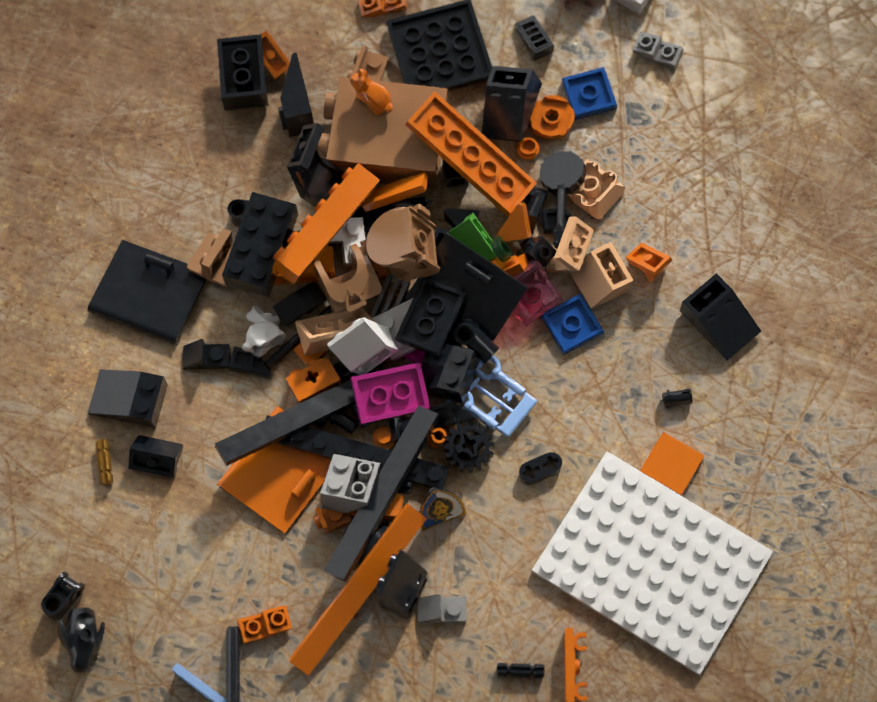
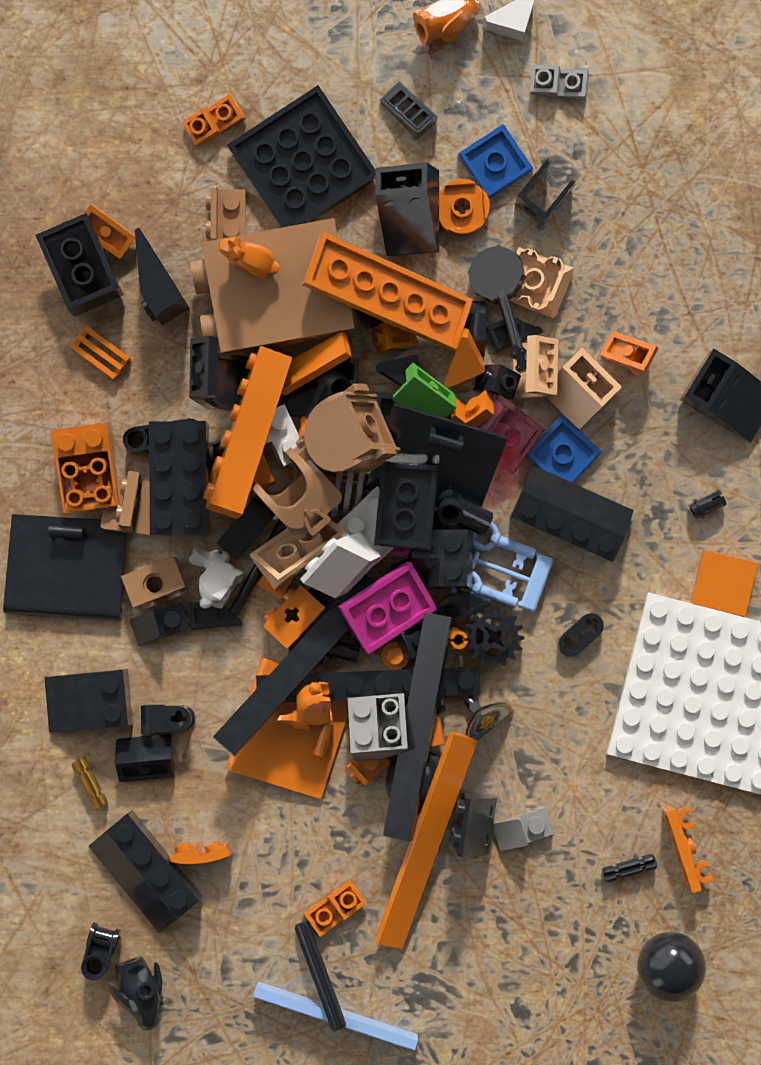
camera: 20 degrees left, 15 degrees up
(121, 544) = (145, 871): none -> black slope
(164, 541) = (193, 854): none -> orange slope
(179, 428) = (162, 718): none -> black piece
(192, 217) = (86, 467): none -> orange slope
(201, 317) = (138, 583): none -> medium nougat brick
(225, 128) = (81, 338): none -> orange tile
(302, 451) = (311, 709): none -> orange animal
(466, 195) = (389, 338): none -> orange bracket
(501, 249) = (457, 394): clear green tile -> none
(528, 148) = (447, 256): orange plate -> none
(563, 370) = (572, 513): none -> black slope
(625, 135) = (533, 210): none -> black piece

